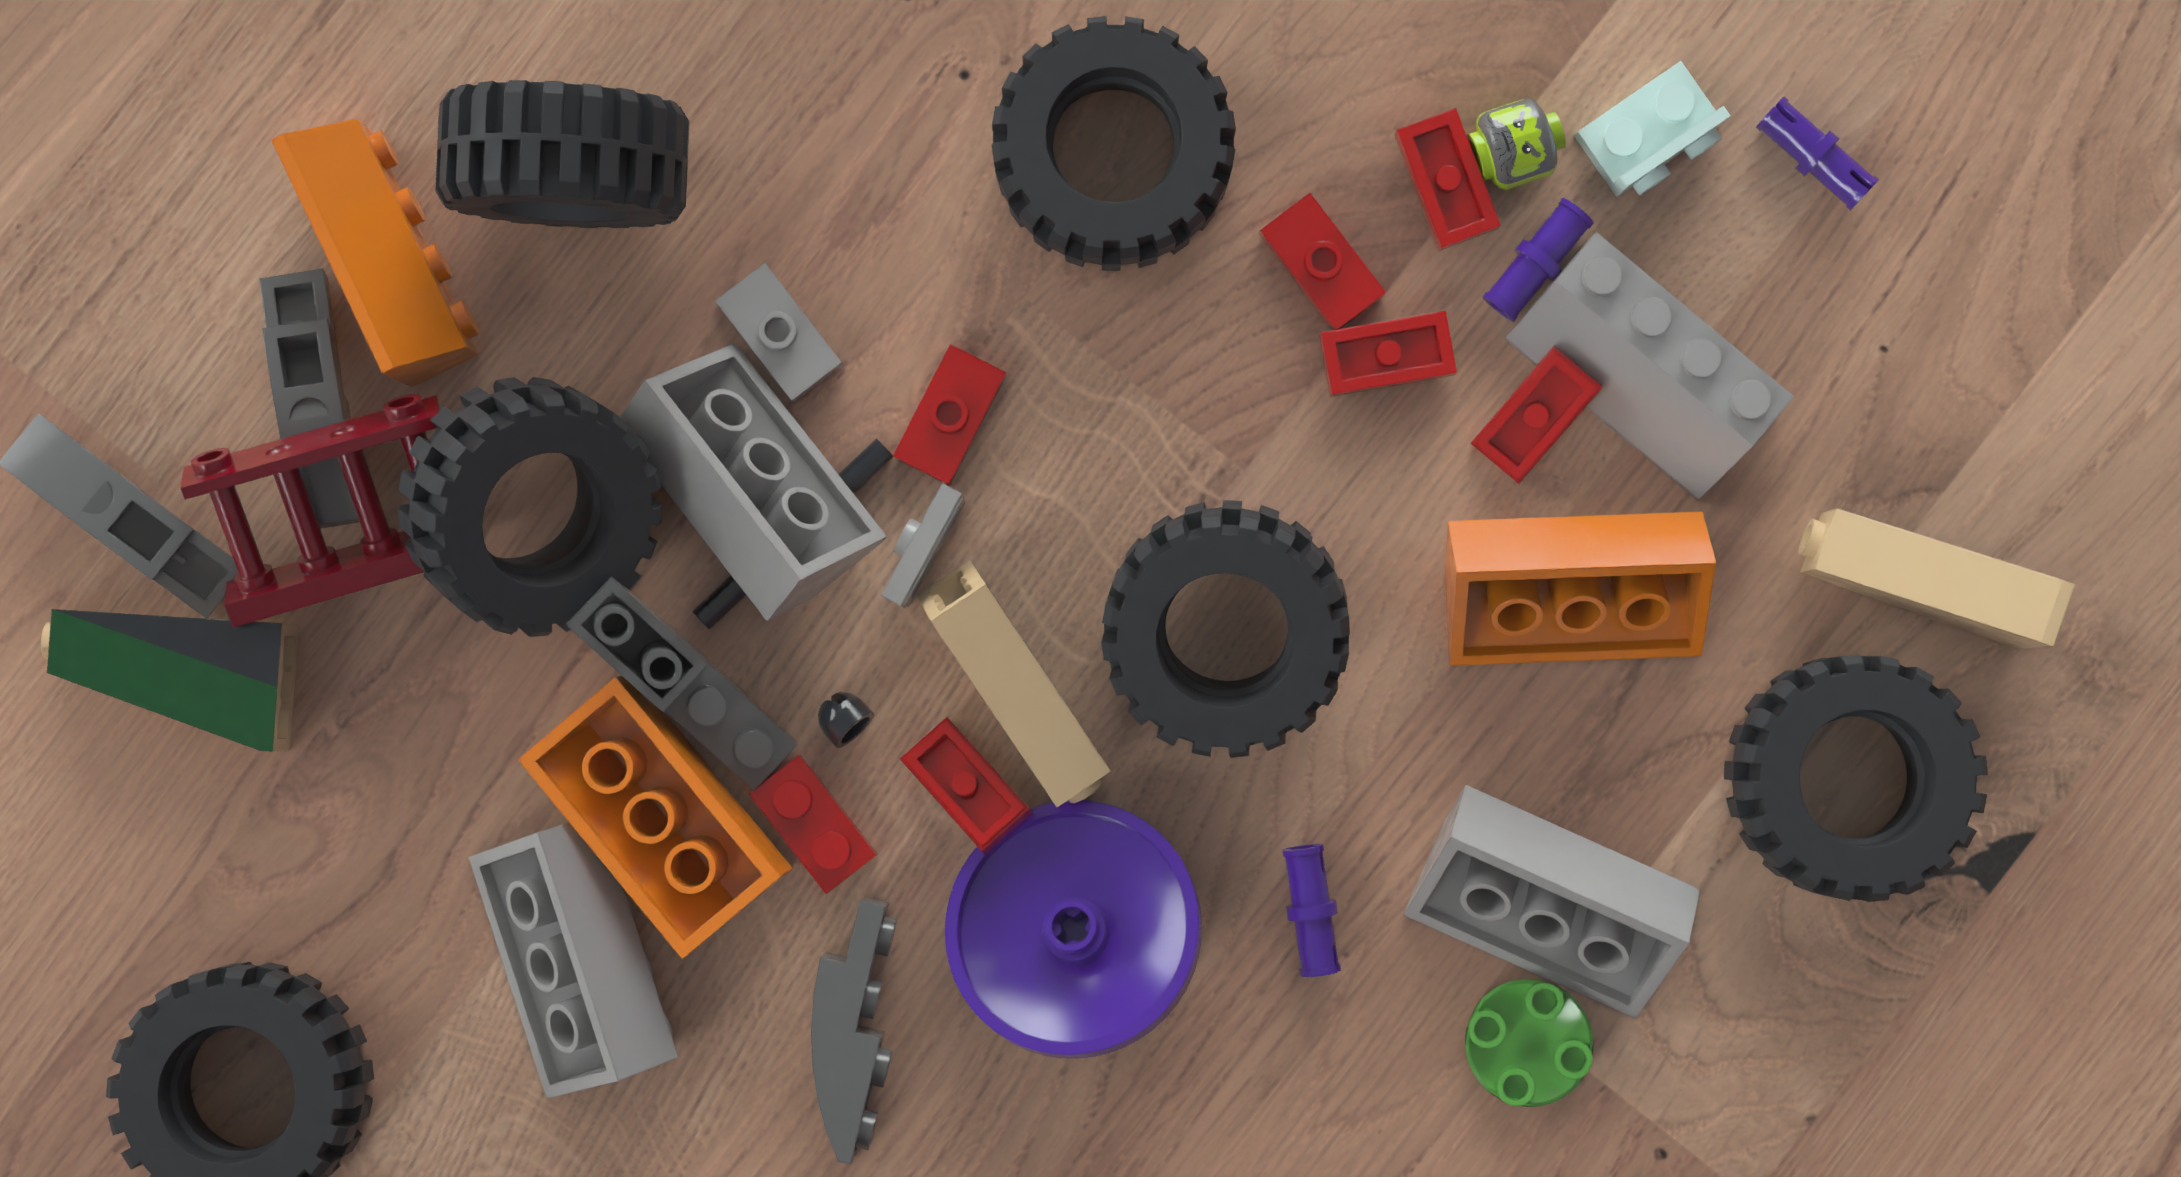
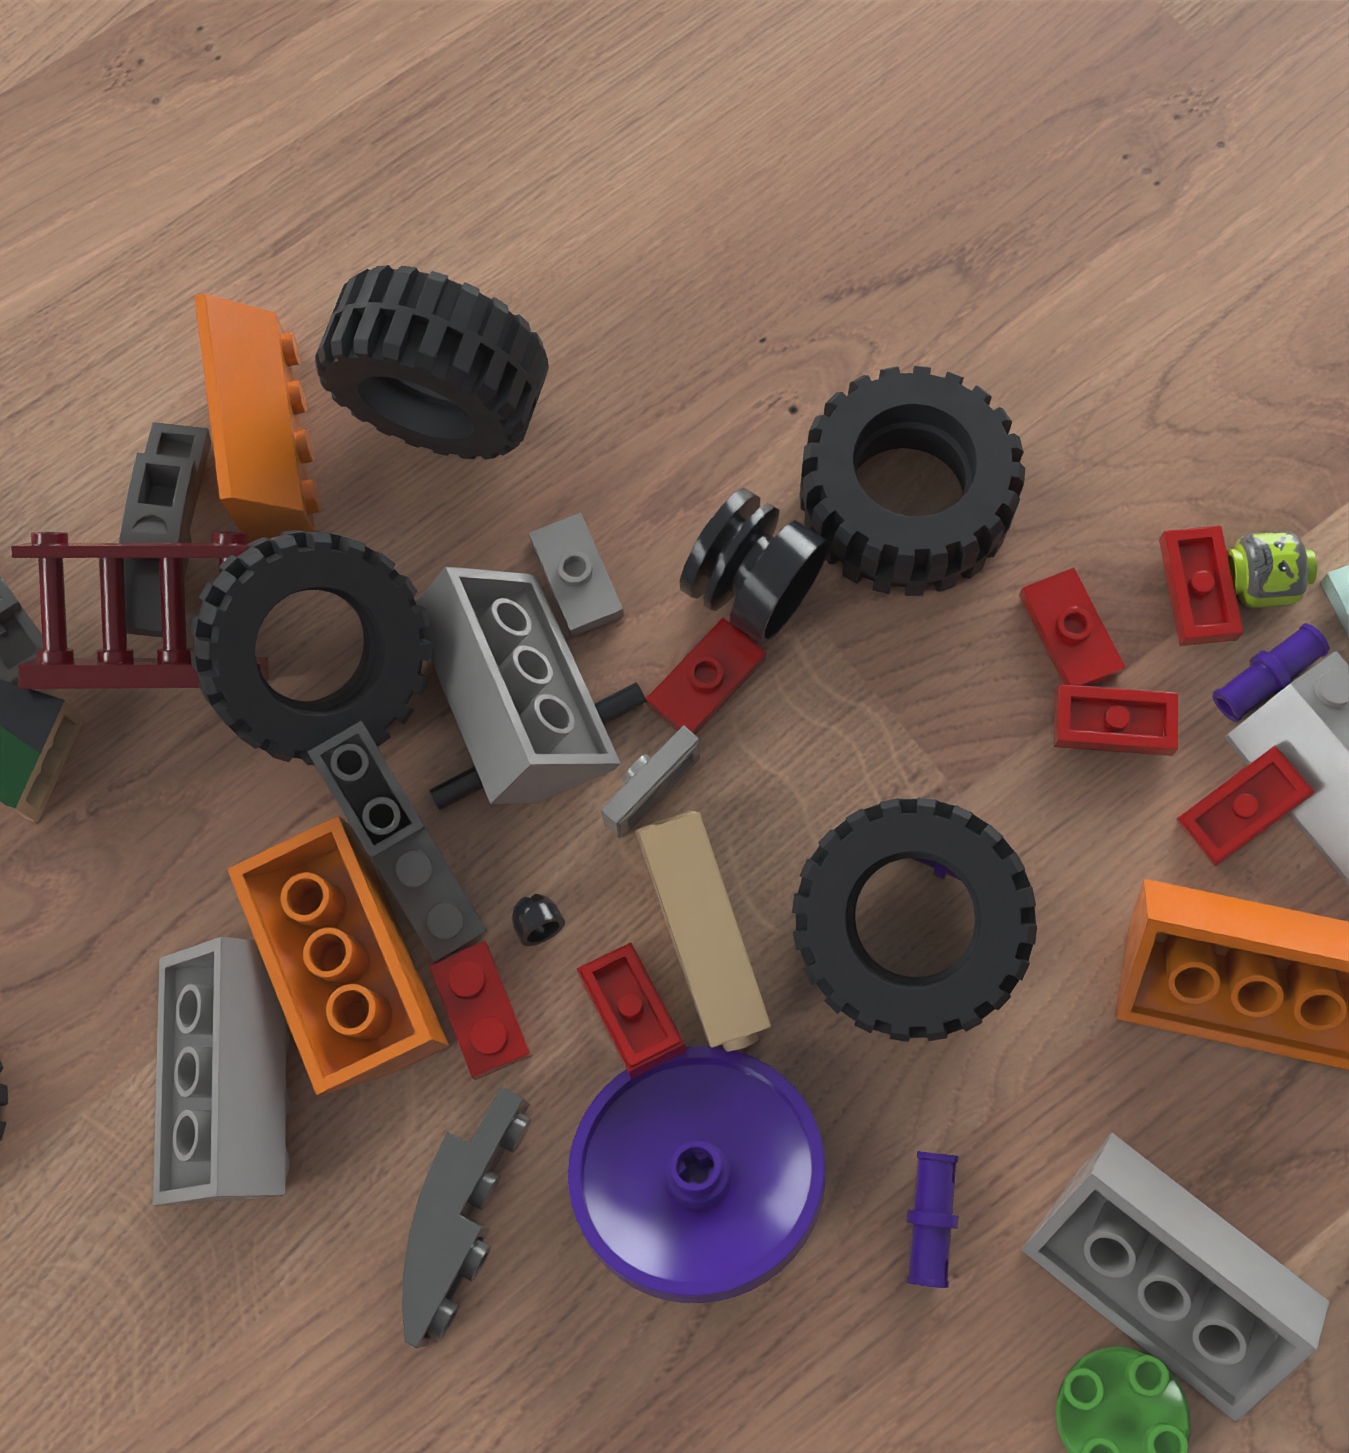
camera: 20 degrees right, 15 degrees down
(970, 286) = (745, 560): none -> black wheel

